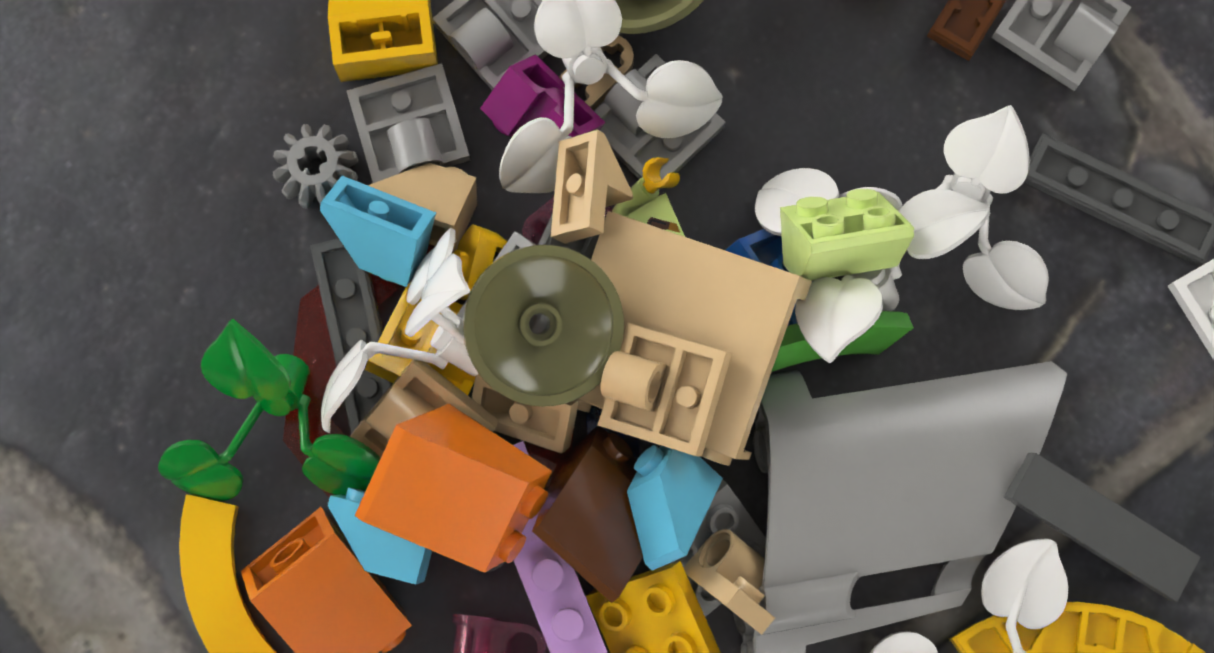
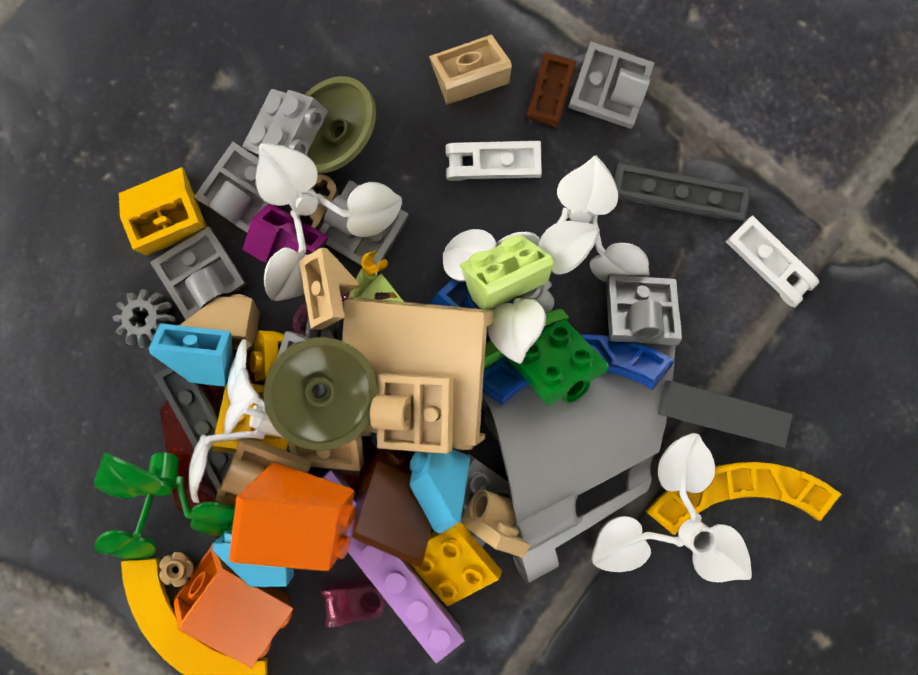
camera: 20 degrees left, 5 degrees up
(271, 534) = (185, 567): none -> tan plate
(866, 82) = (494, 160): none -> white plate
(884, 384) = (560, 364): none -> green plate
(906, 380) = (623, 359): none -> blue tile
(1022, 347) = (643, 310): none -> light grey plate

